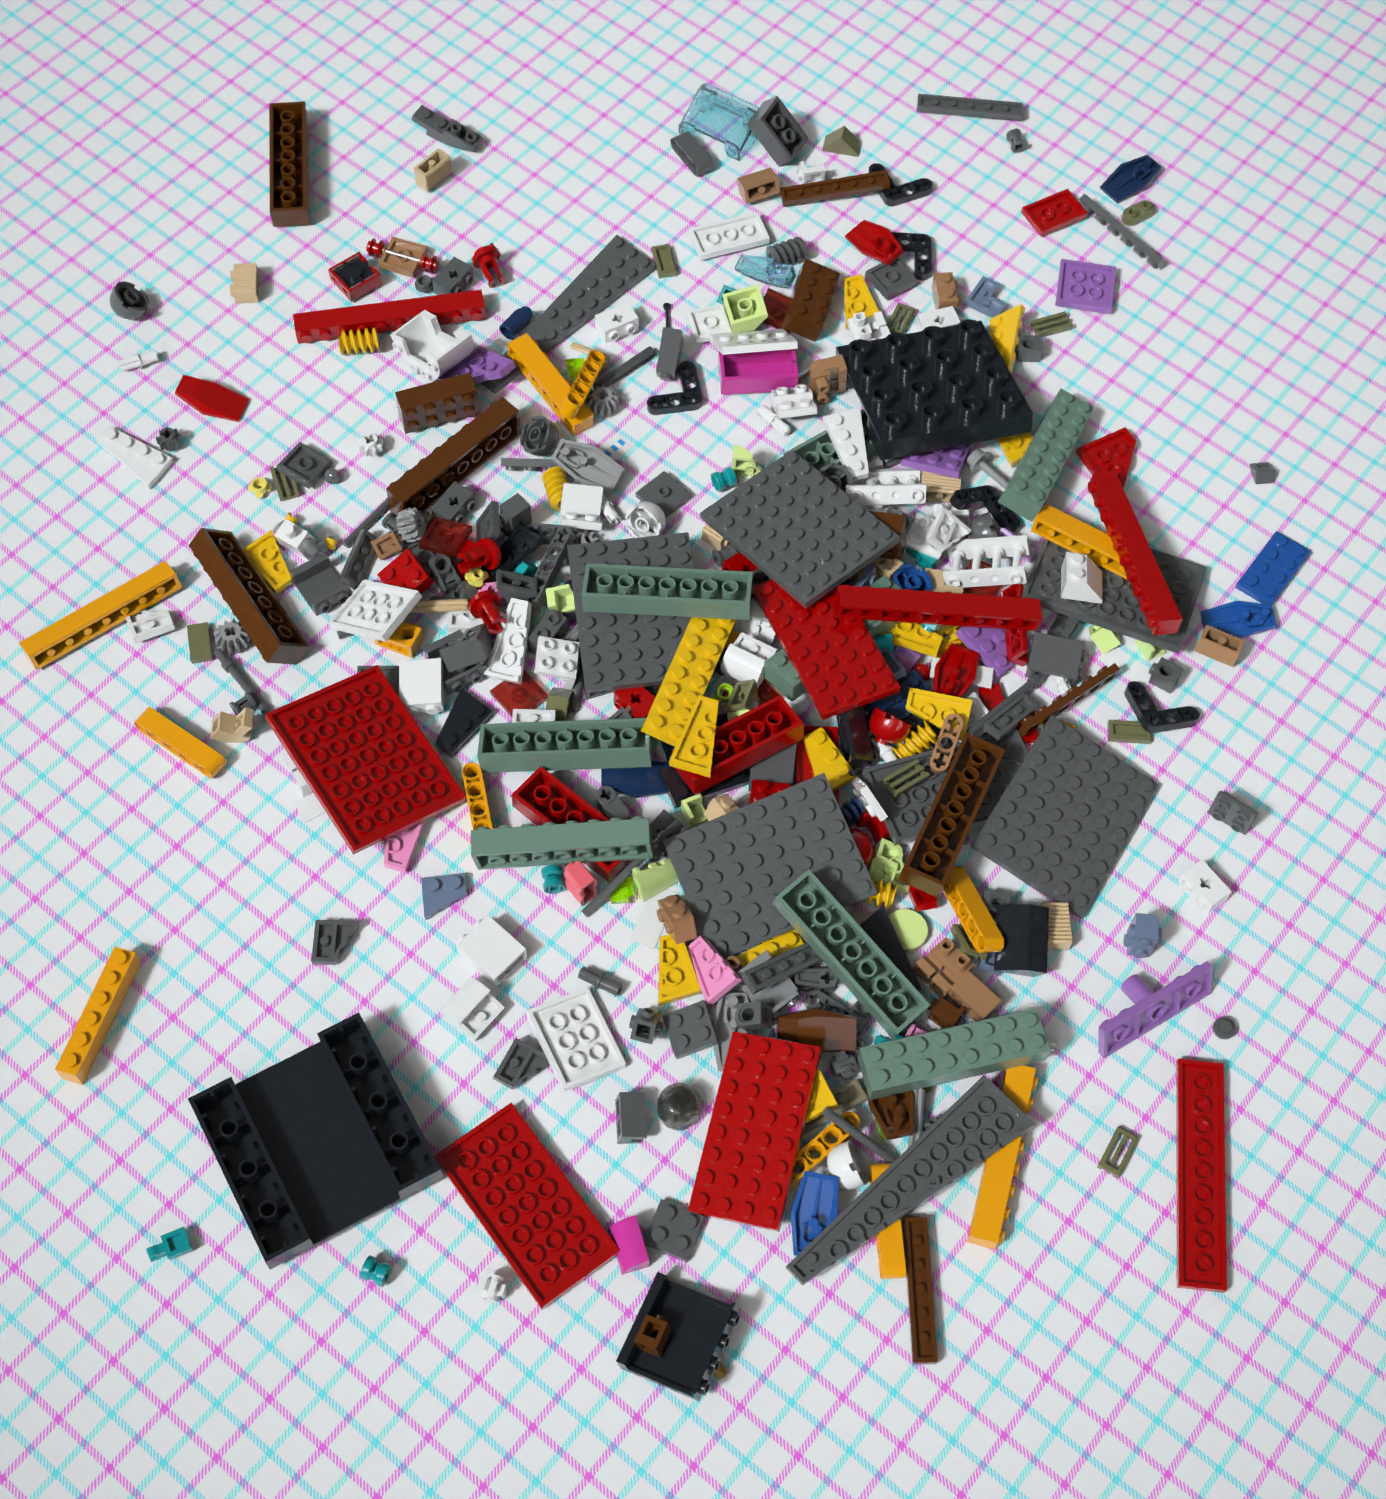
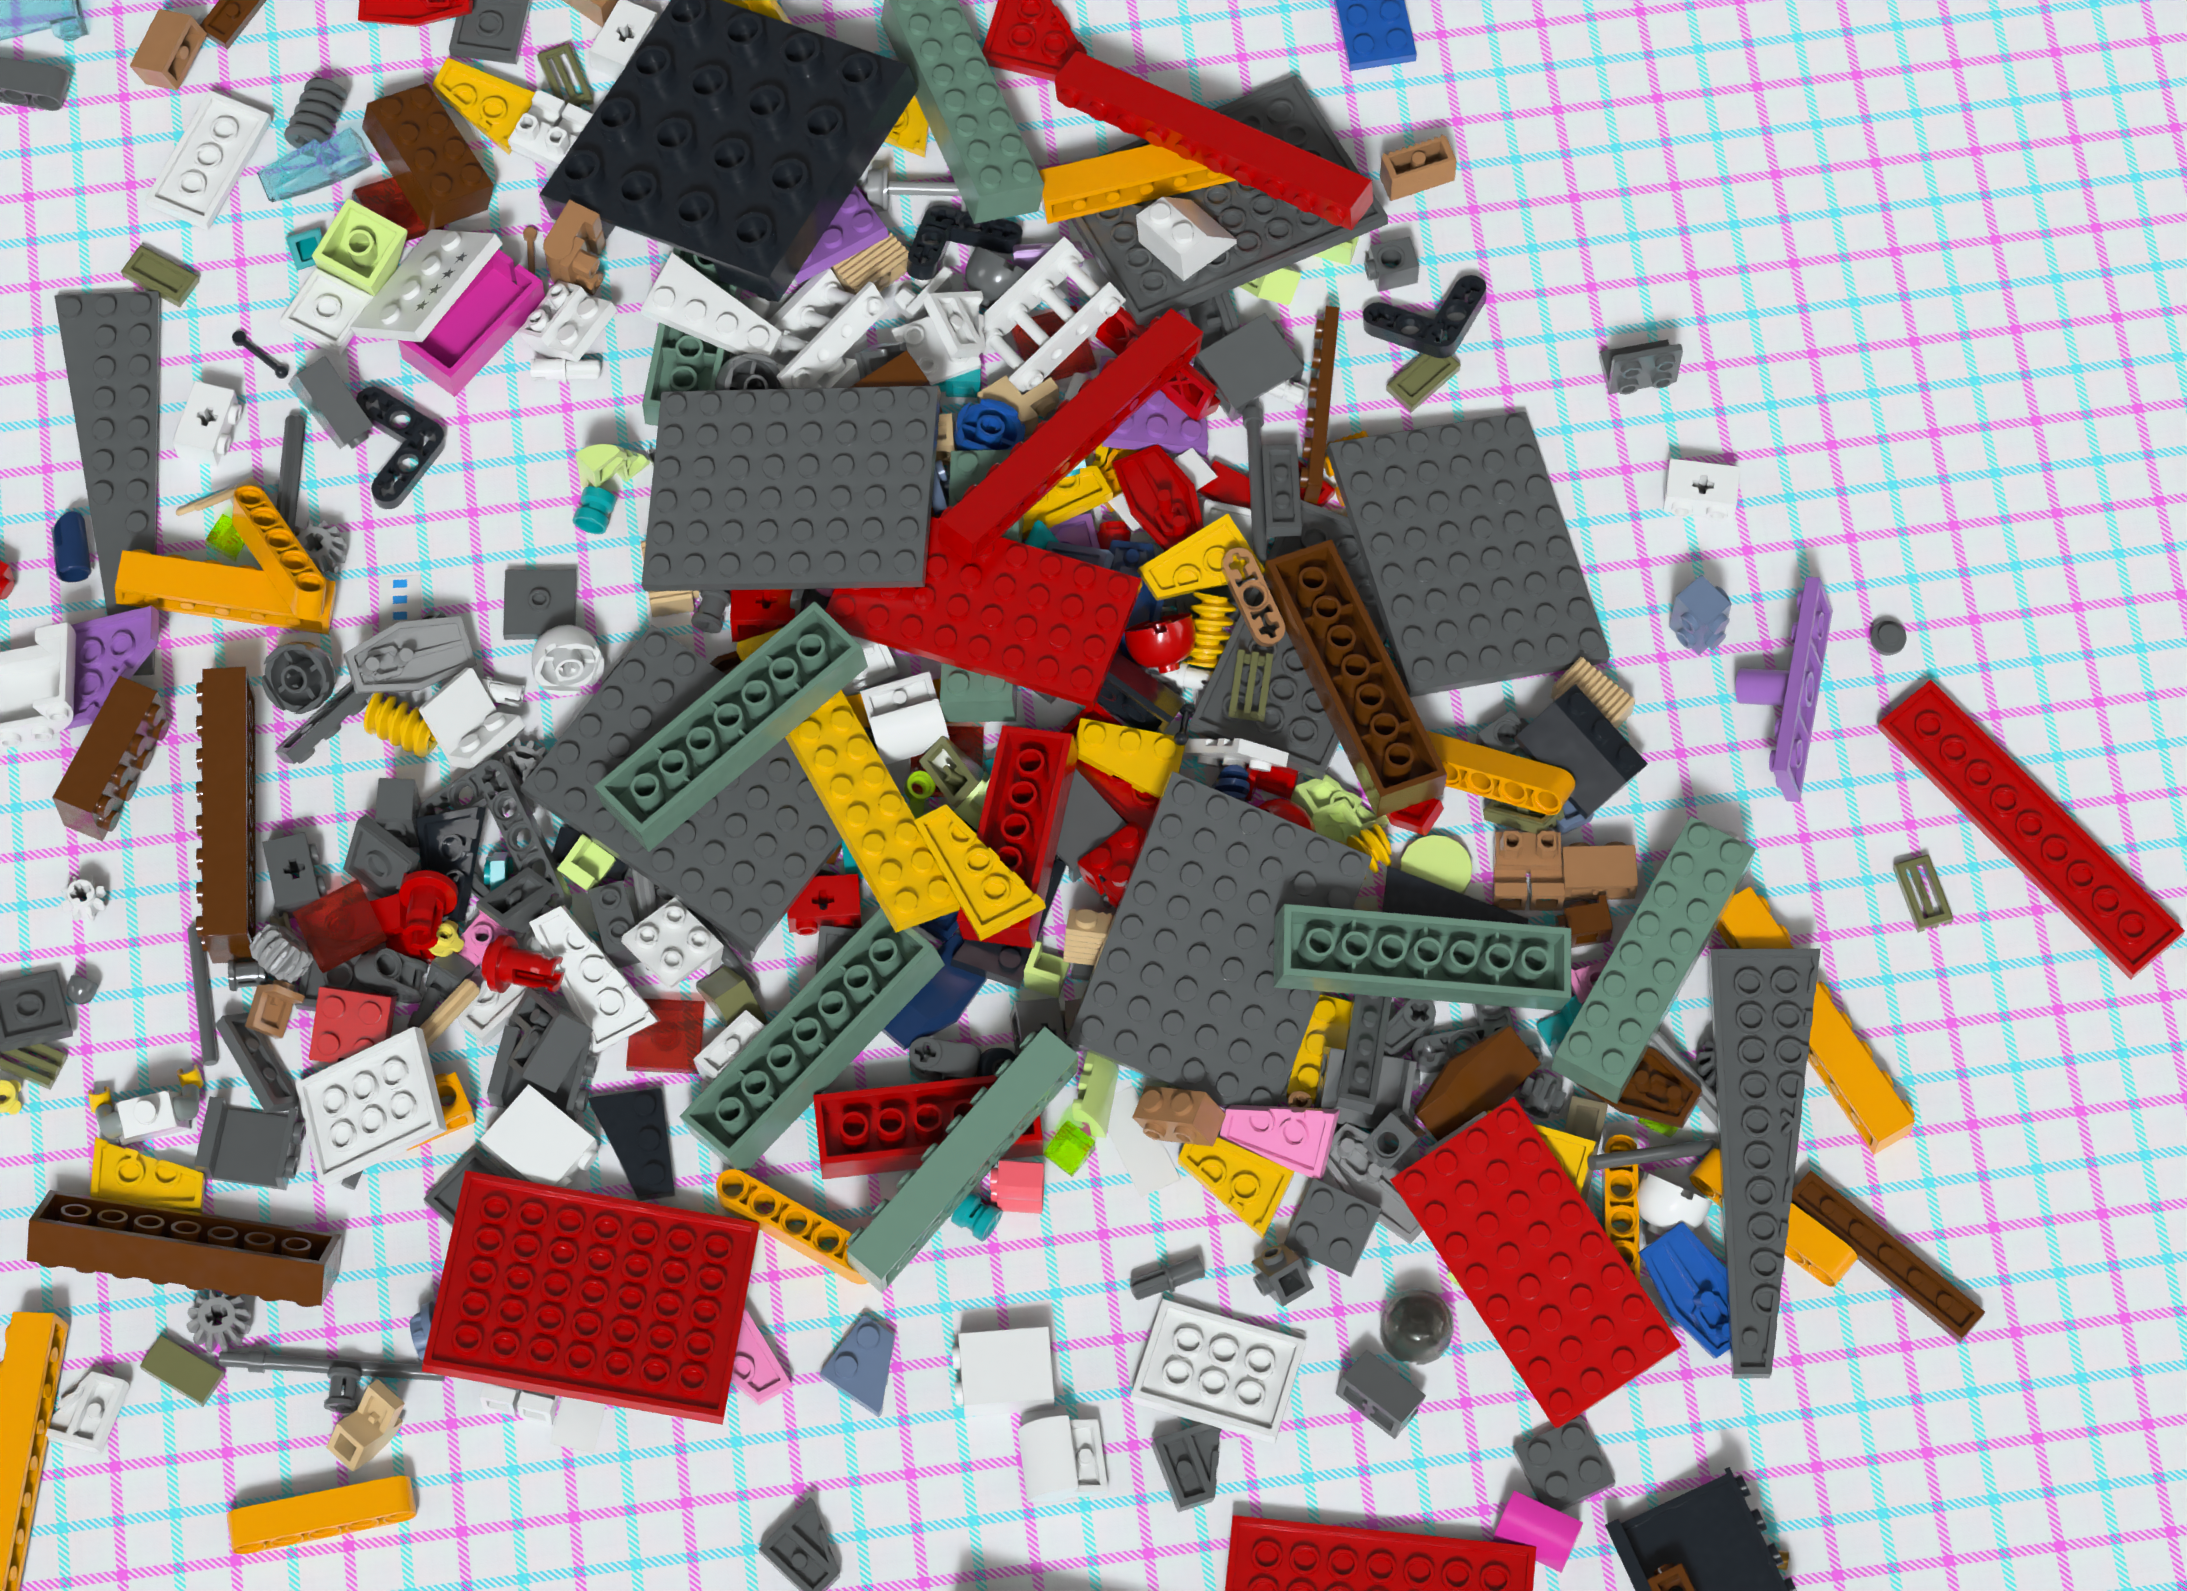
camera: 45 degrees left, 5 degrees up
(622, 876) = (1056, 1125): dark grey bar -> none
(1240, 618) = (1398, 110): blue piece -> none

